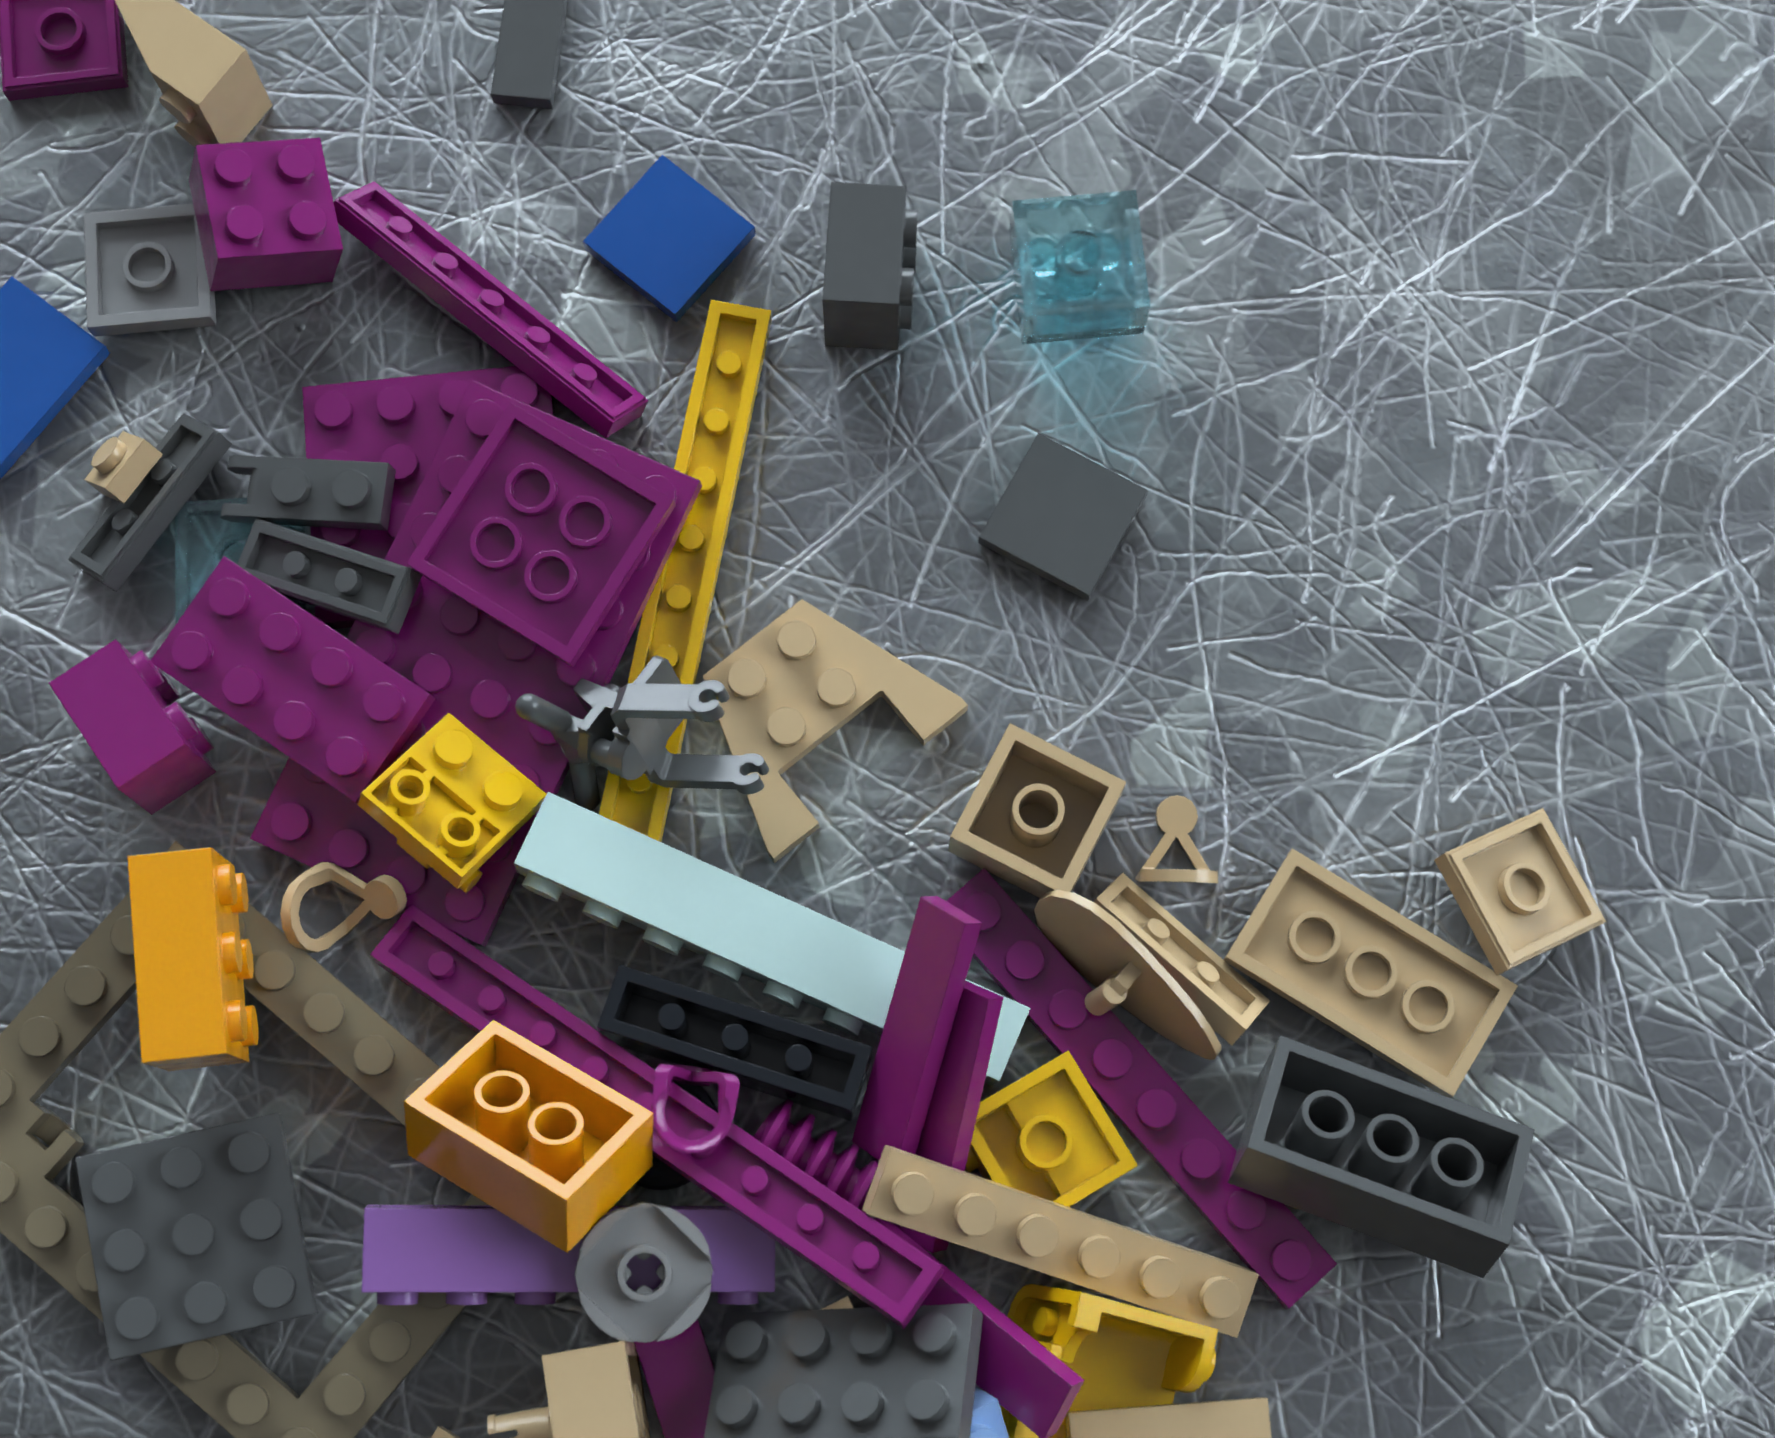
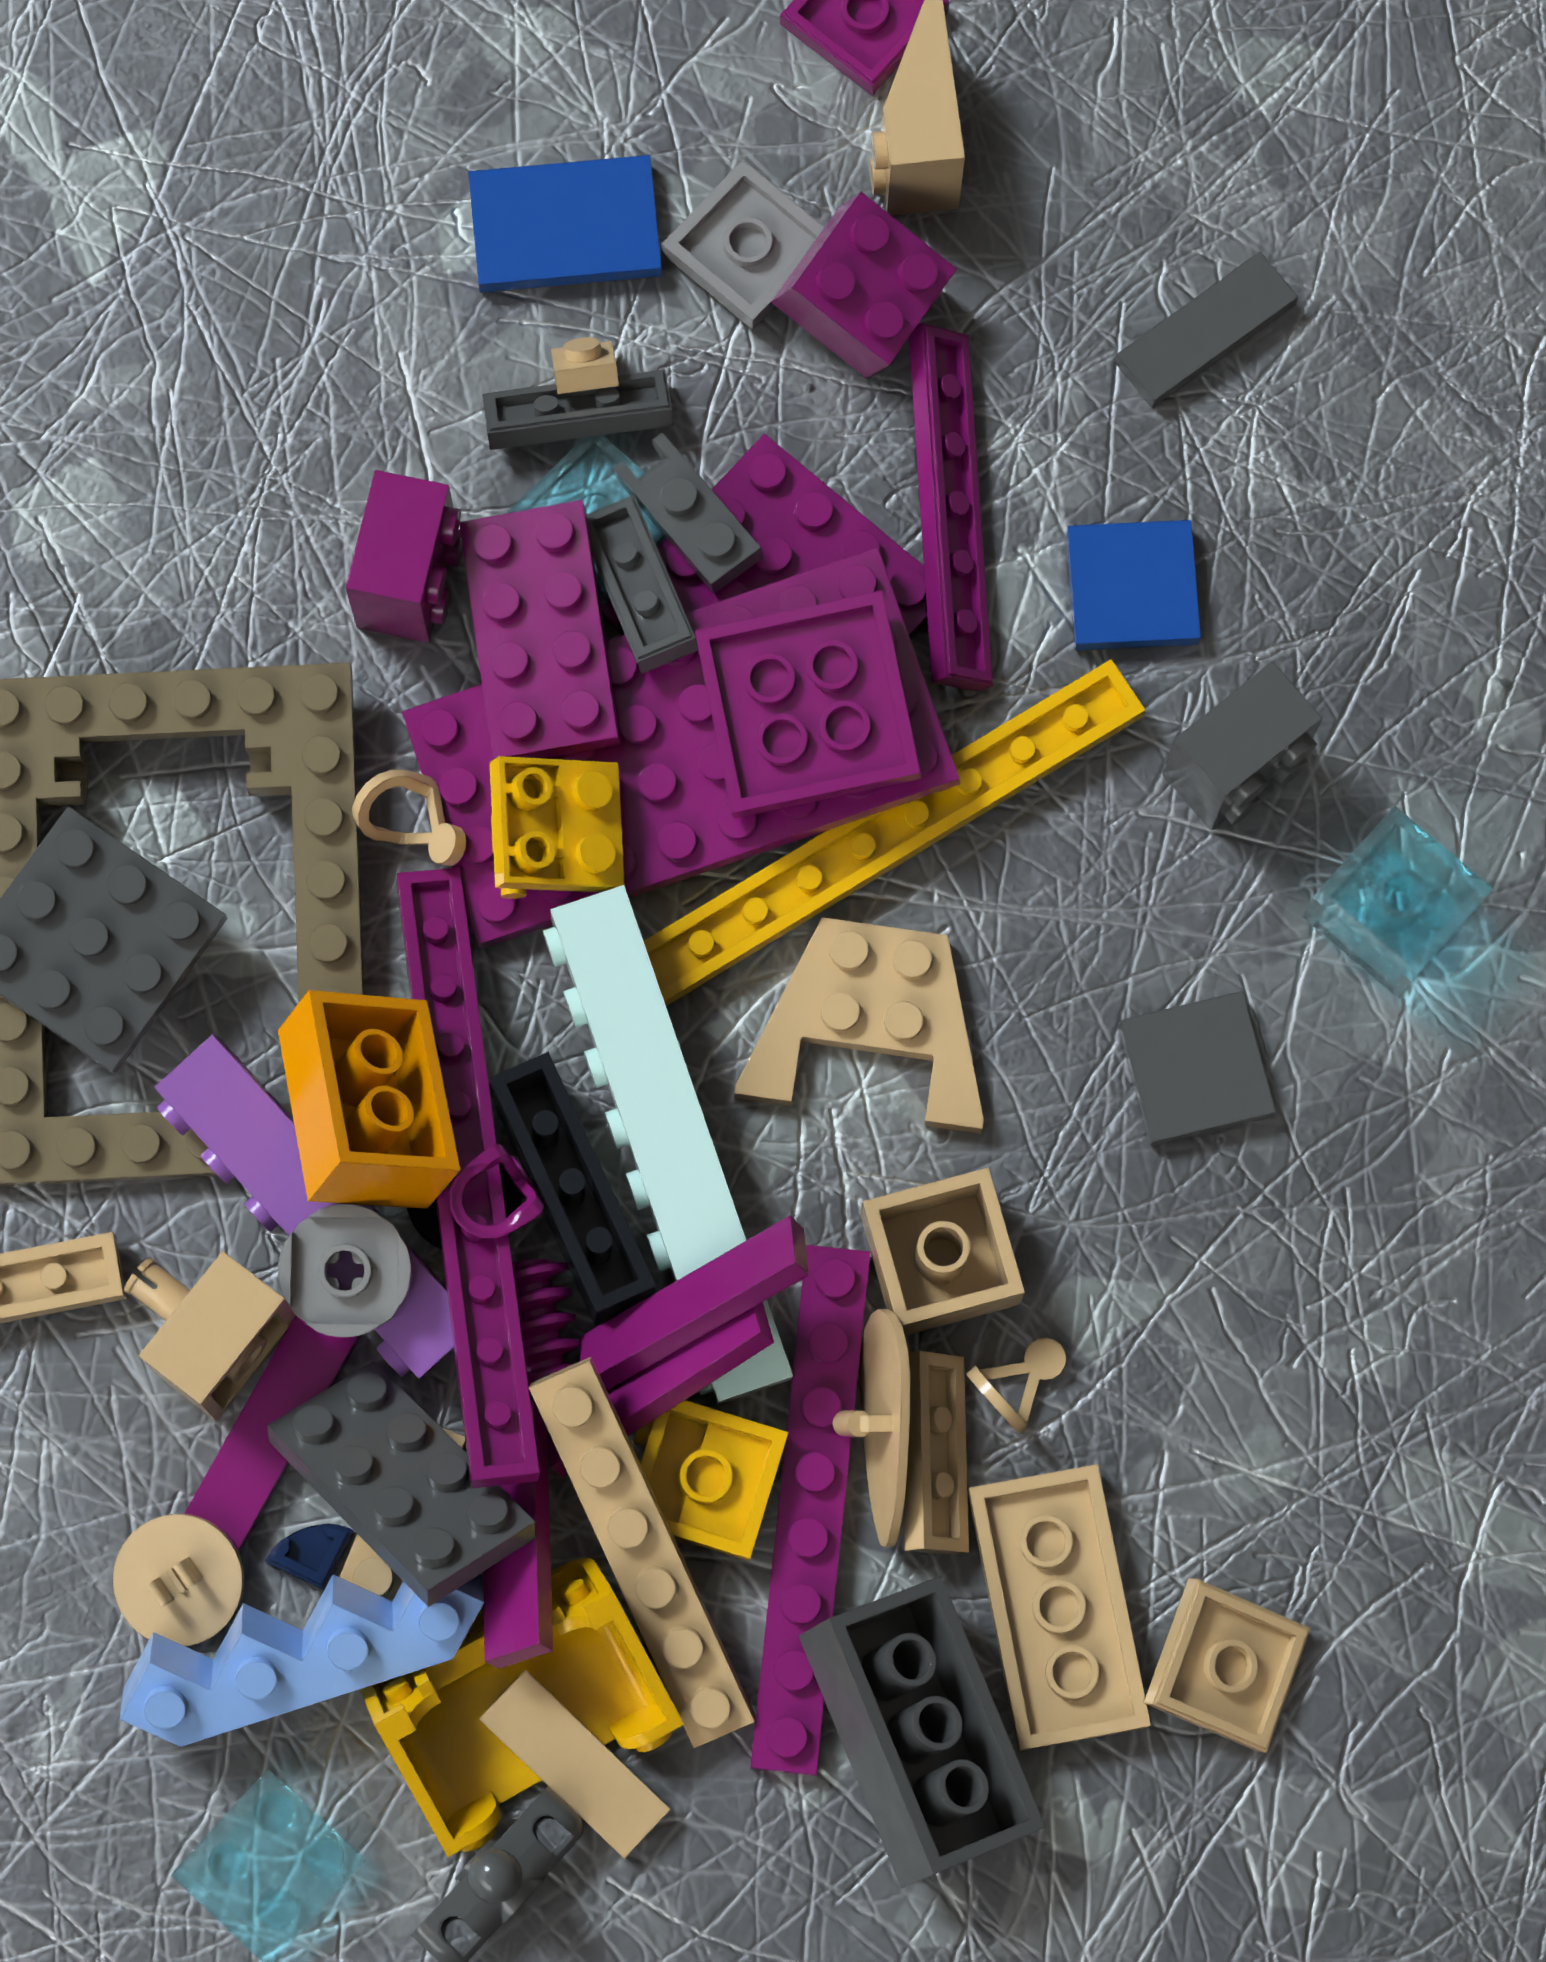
camera: 45 degrees right, 0 degrees up
(191, 959) = (273, 753): light orange brick -> none
(630, 731) = (726, 902): dark grey piece -> none

